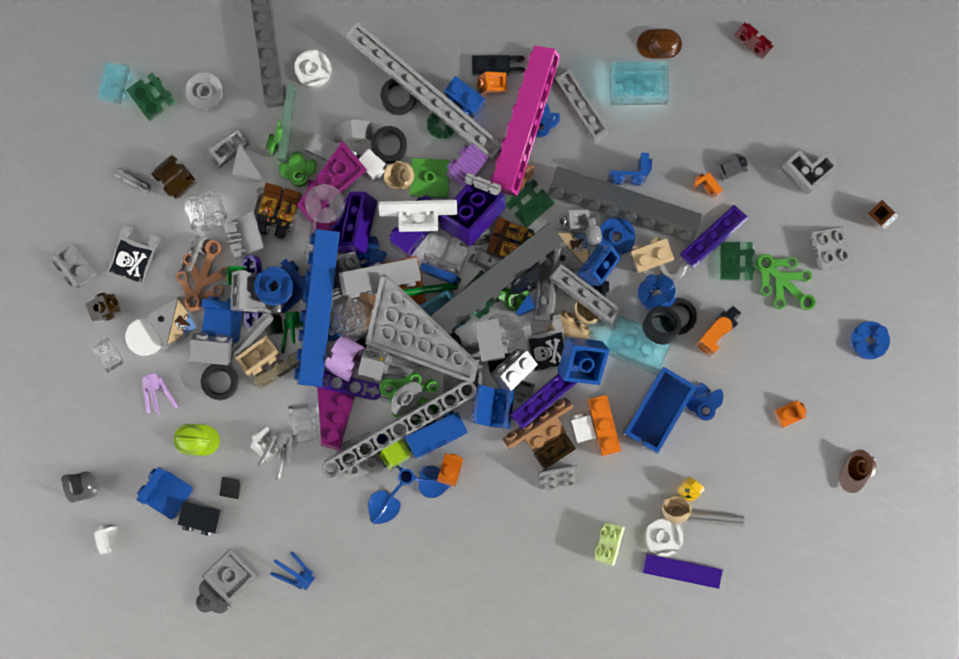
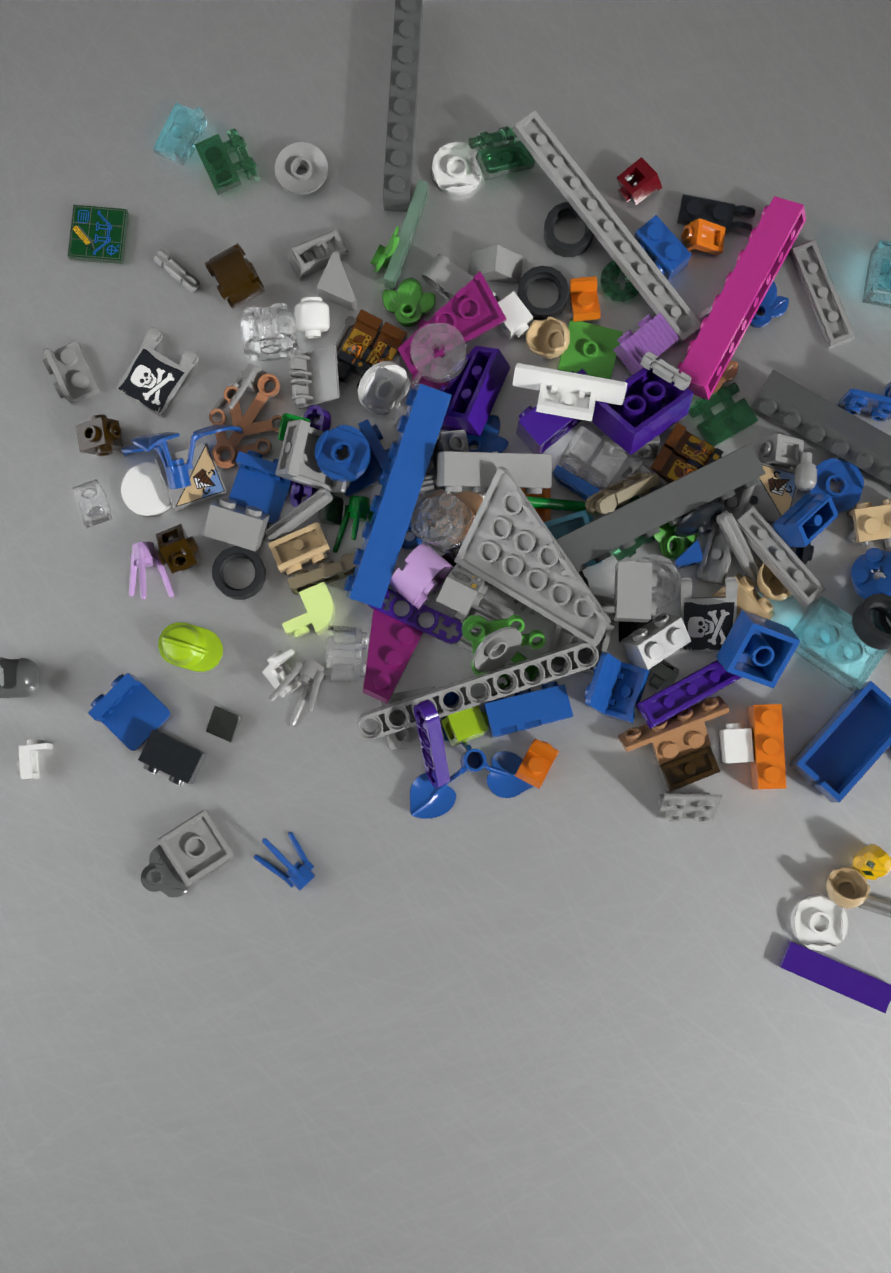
camera: 15 degrees right, 0 degrees up
(71, 165) = (98, 234): none -> dark green tile
(161, 319) = (175, 469): none -> blue plant
(173, 374) = (176, 549): none -> dark brown brick
(233, 194) = (312, 317): none -> white head
(280, 397) = (319, 613): none -> yellowish green brick
(292, 233) = (383, 387): none -> white tile
(341, 57) = (501, 159): none -> clear green plate
(375, 471) = (432, 743): none -> dark purple beam
(418, 143) = (584, 299): none -> orange bracket
(439, 53) = (638, 182): none -> dark red brick
(469, 273) = (621, 492): none -> dark tan hinge
(556, 291) = (738, 544): none -> light grey axle
(609, 543) = (742, 916): yellowish green hinge -> none

